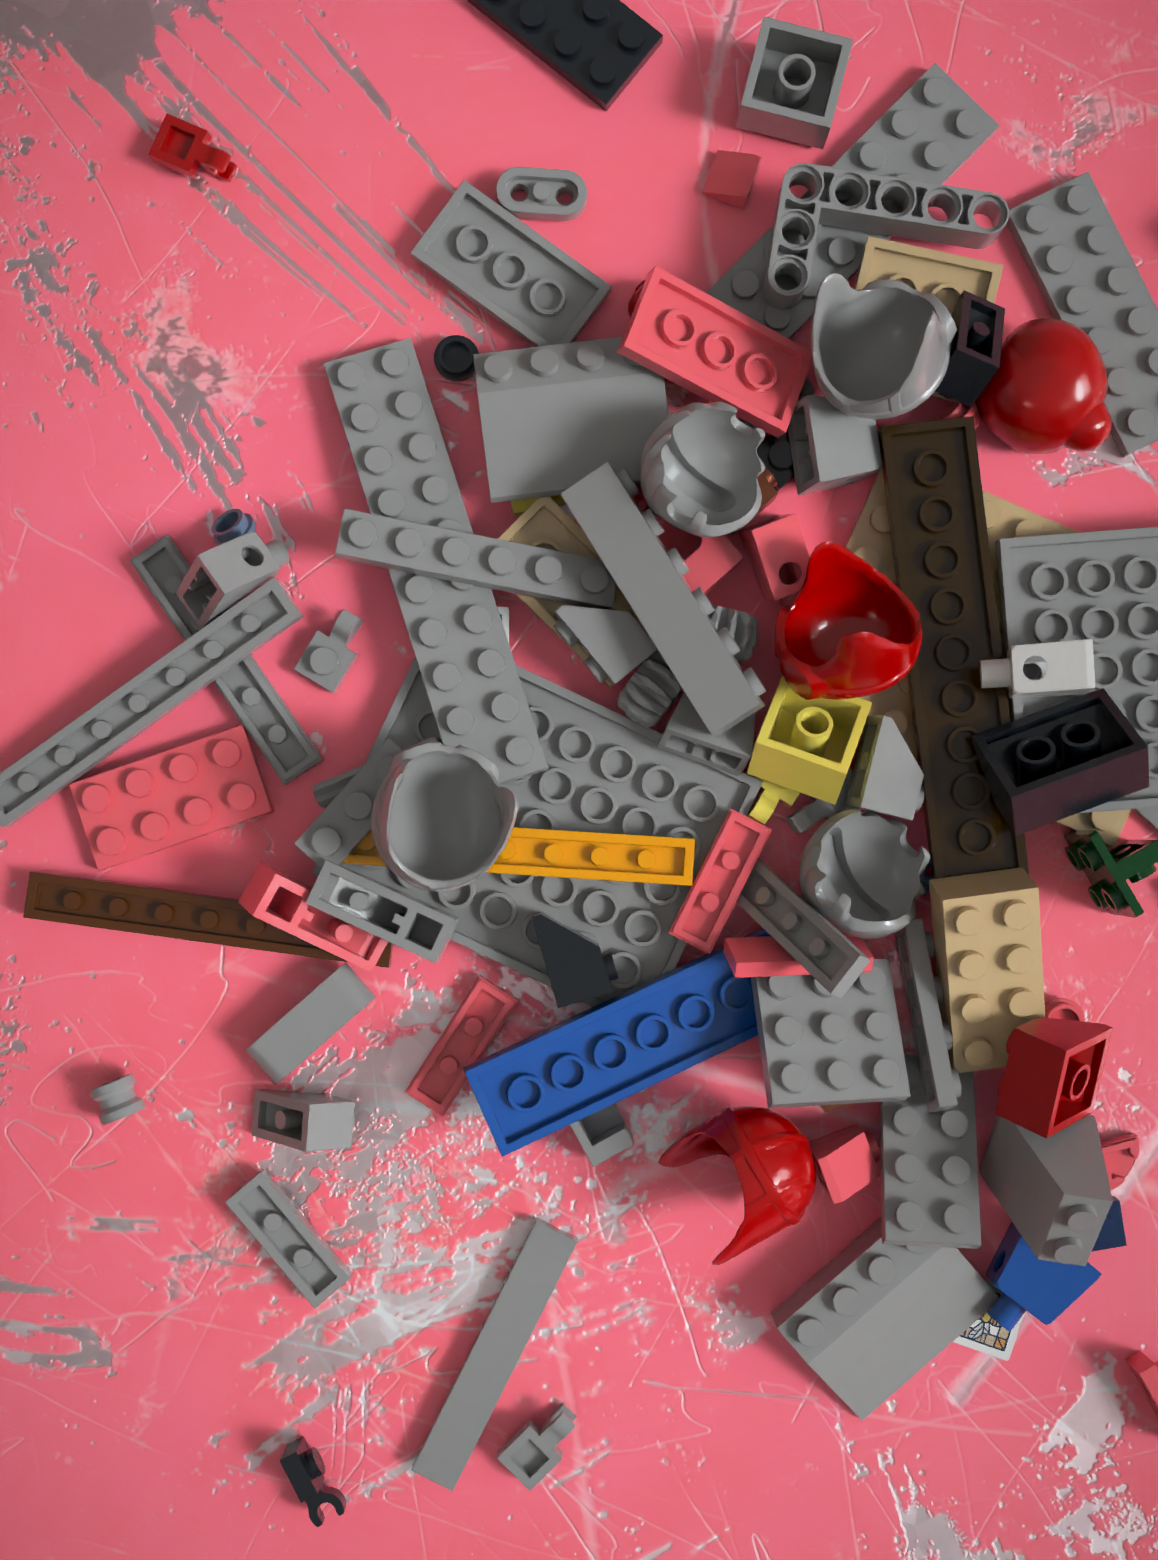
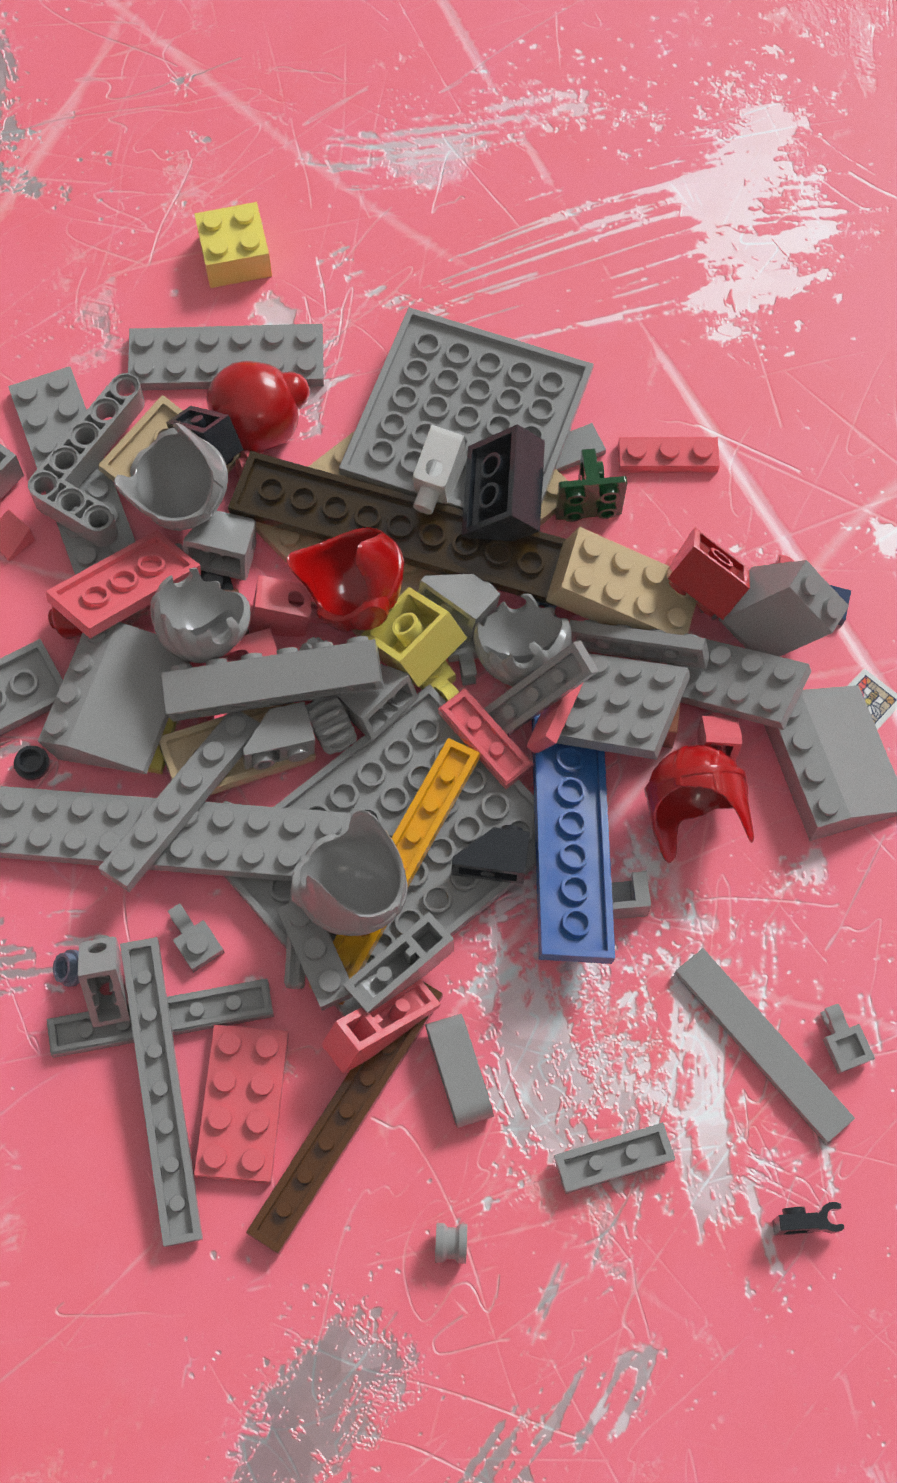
camera: 70 degrees left, 20 degrees down
(303, 1119) = (527, 1107): light grey slope -> none
(461, 1045) = (524, 971): coral tile -> none
(1033, 1284) = (849, 653): blue torso -> none

